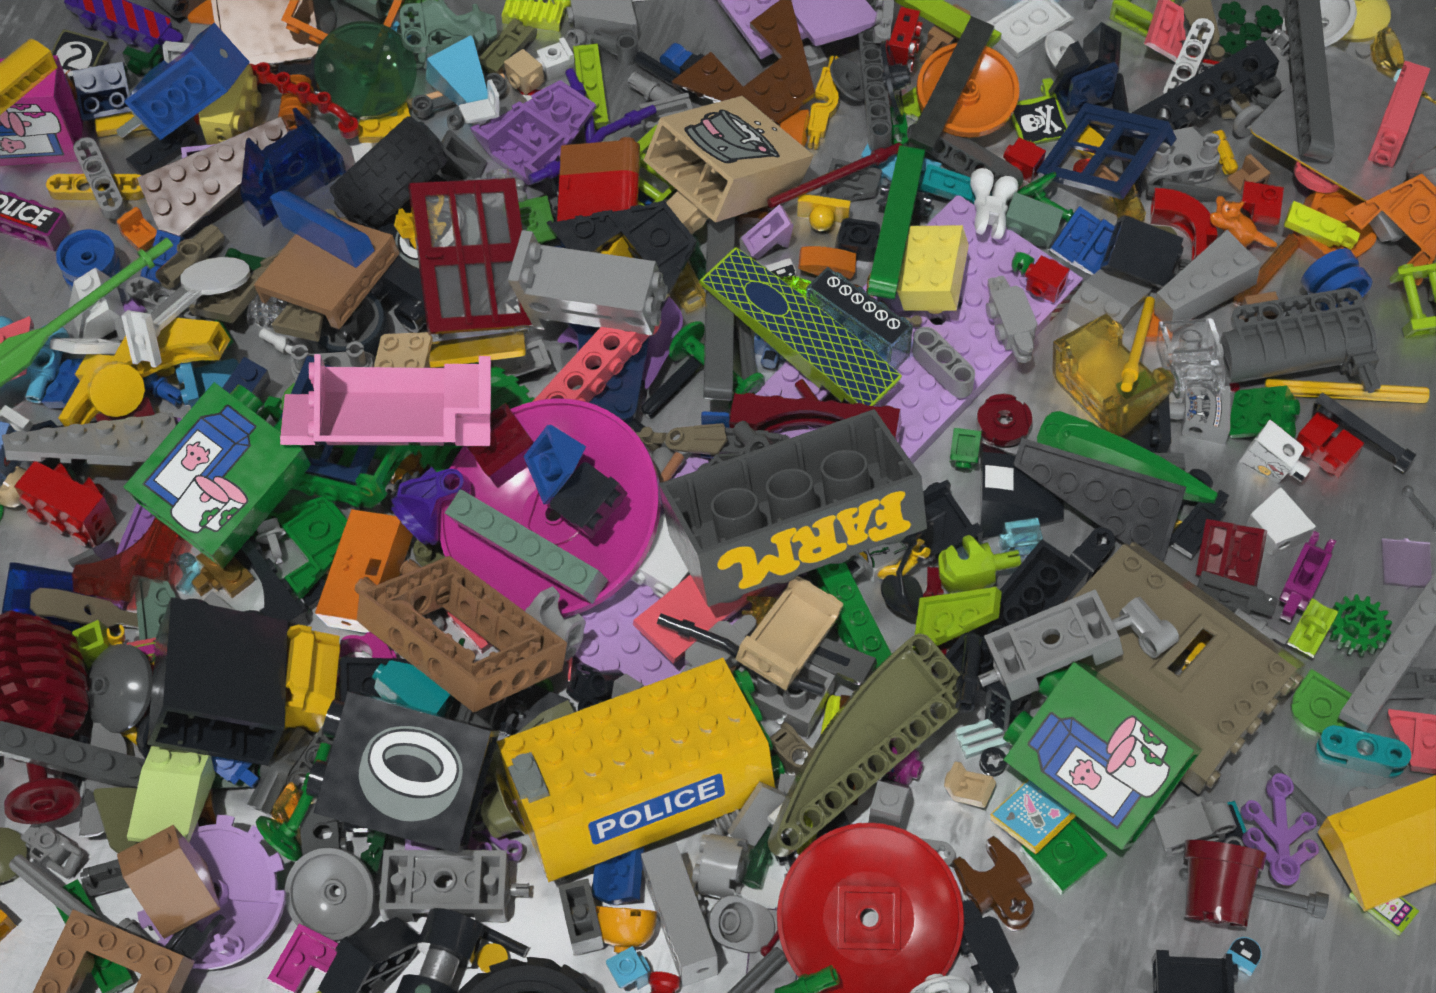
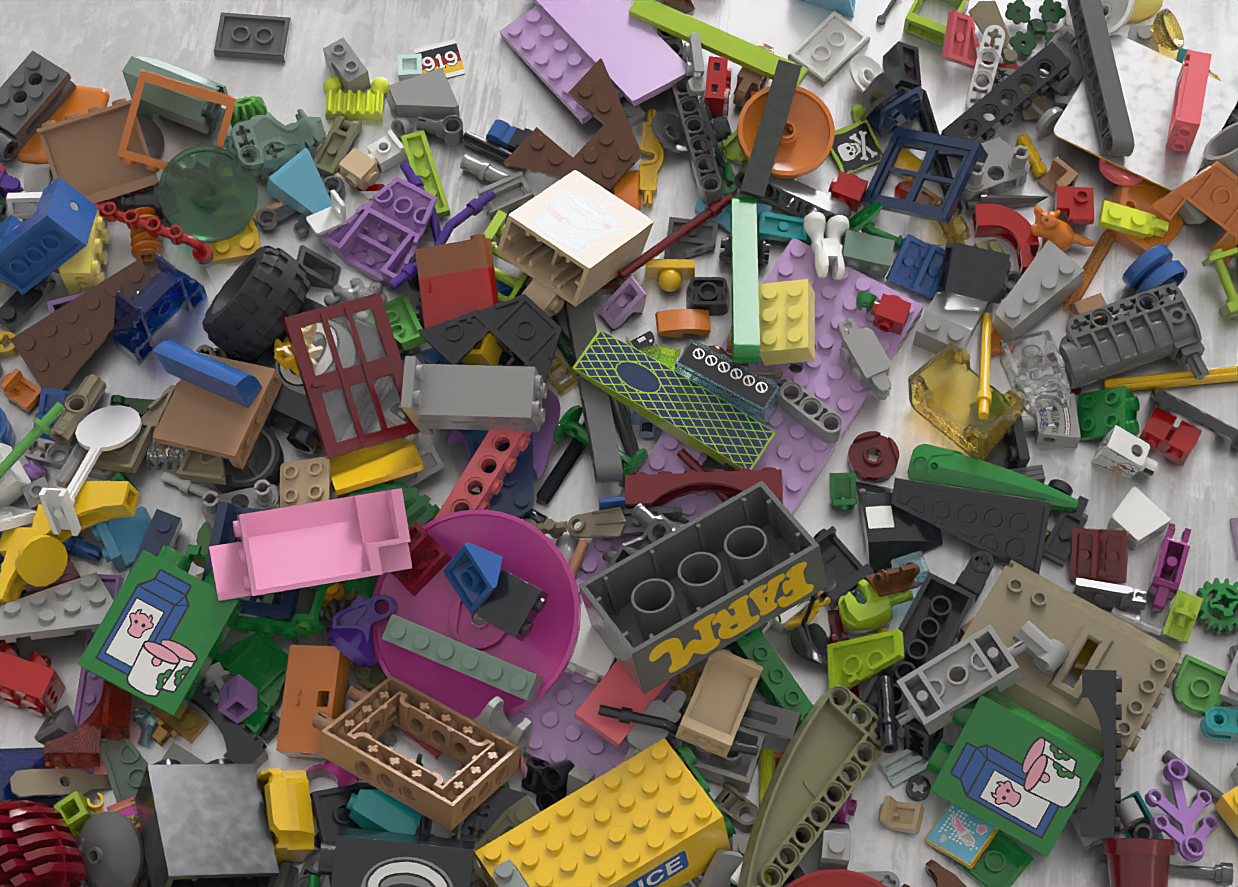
camera: 10 degrees left, 5 degrees up
(286, 555) = (238, 699): none -> medium lavender brick
(1002, 540) = (894, 580): none -> reddish brown hinge
(1187, 814) = (1100, 817): none -> black arch

